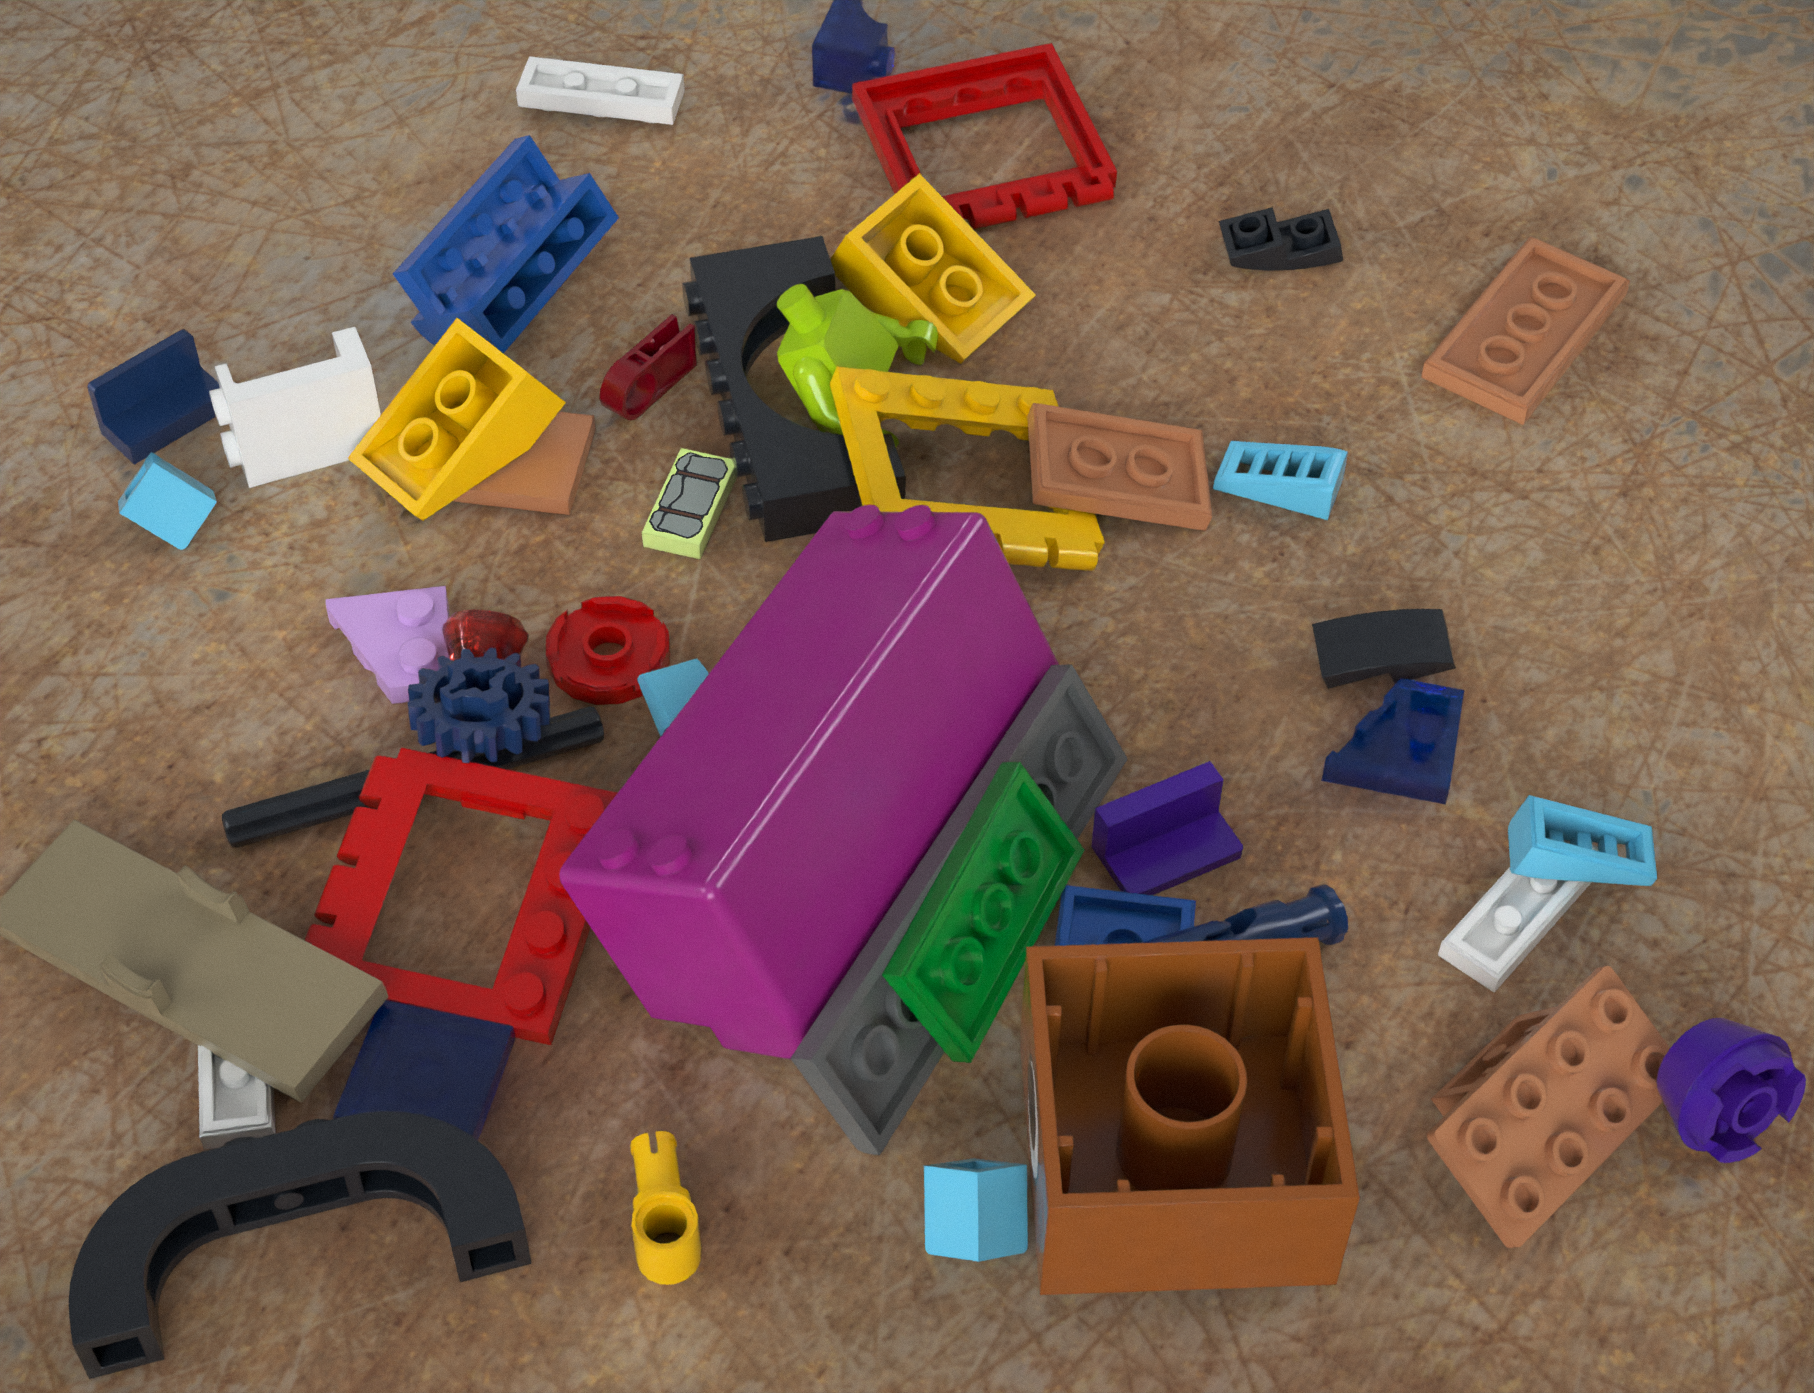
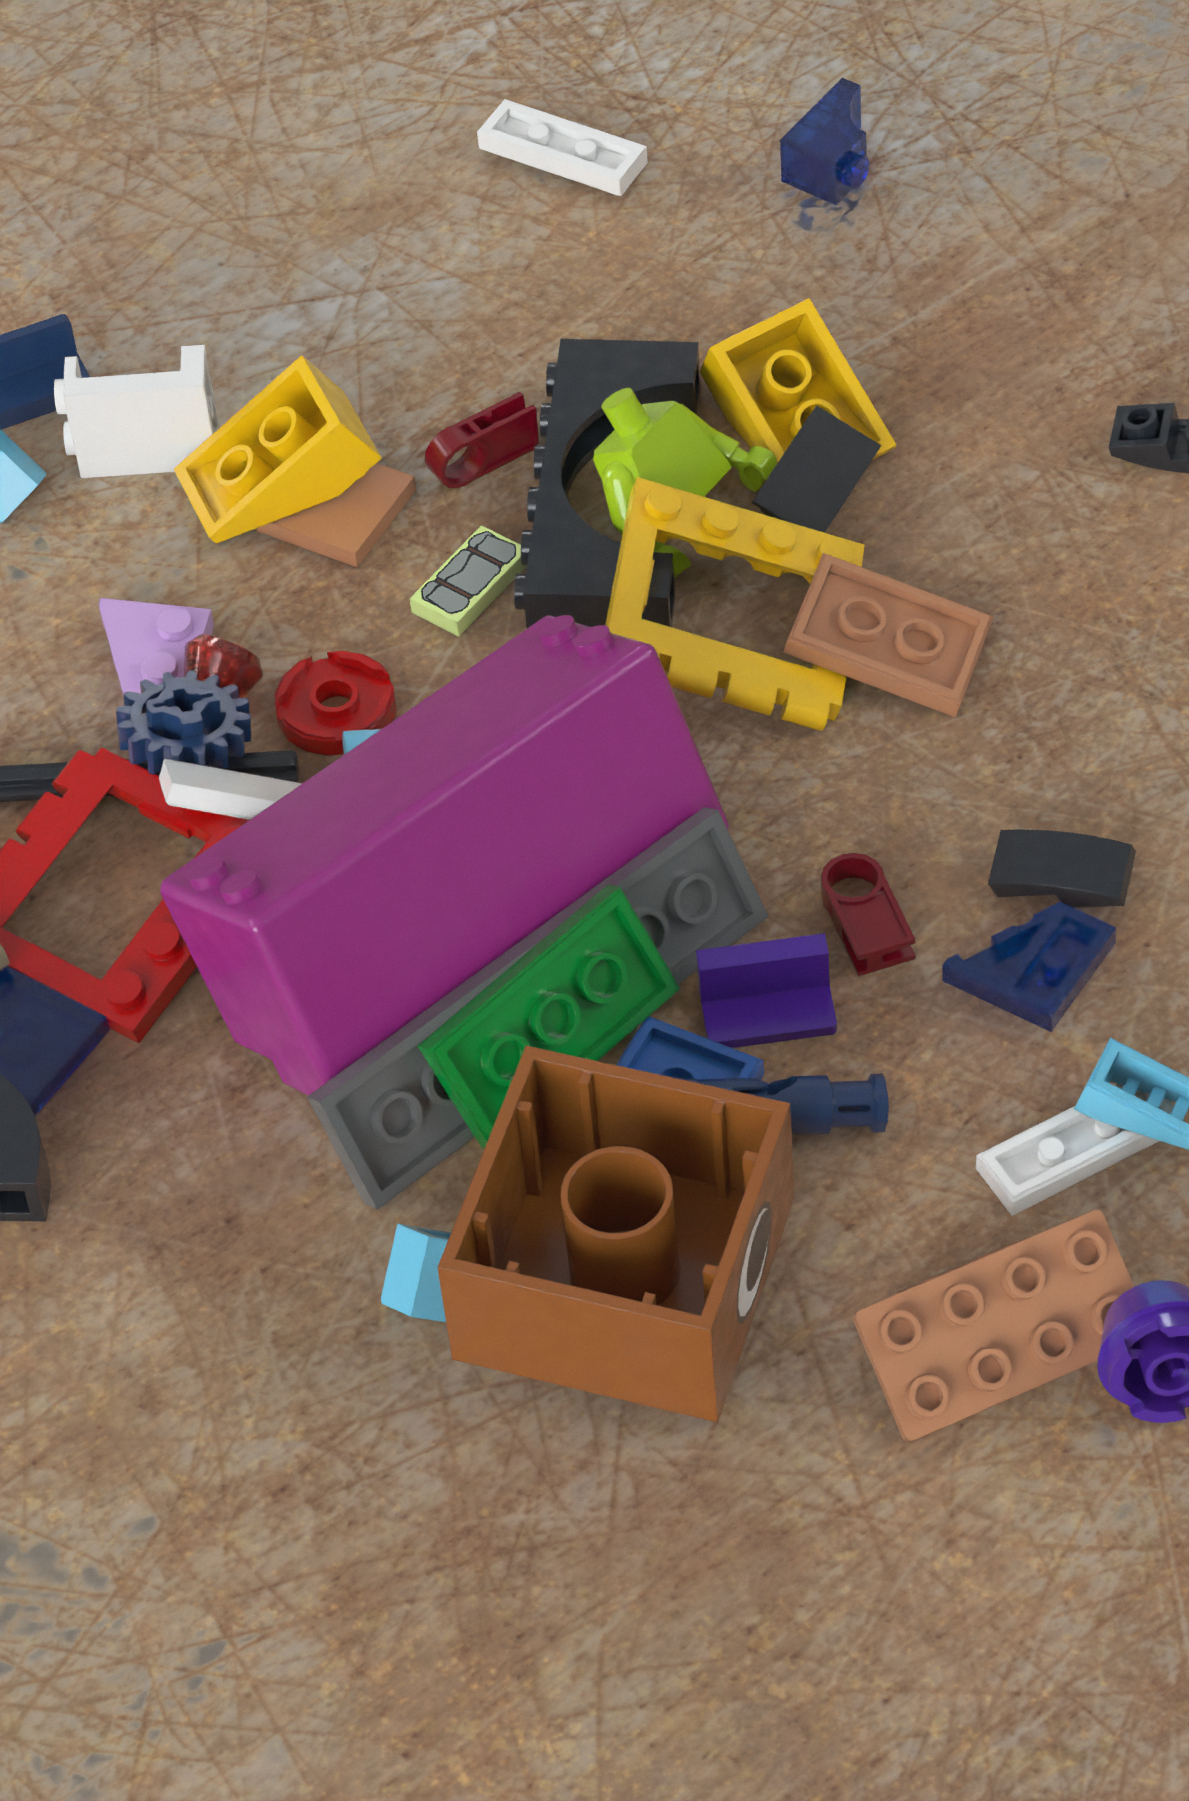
camera: 25 degrees right, 0 degrees up
(504, 247) = (394, 292): blue brick -> none
(565, 761) = (220, 789): none -> white tile
(663, 1208) = (164, 1203): yellow pin -> none
(983, 85) = (927, 215): red hinge -> none
(984, 331) = (816, 472): none -> black piece
(1231, 740) = (869, 924): none -> dark red piece
(1311, 481) = (1074, 708): medium azure slope -> none

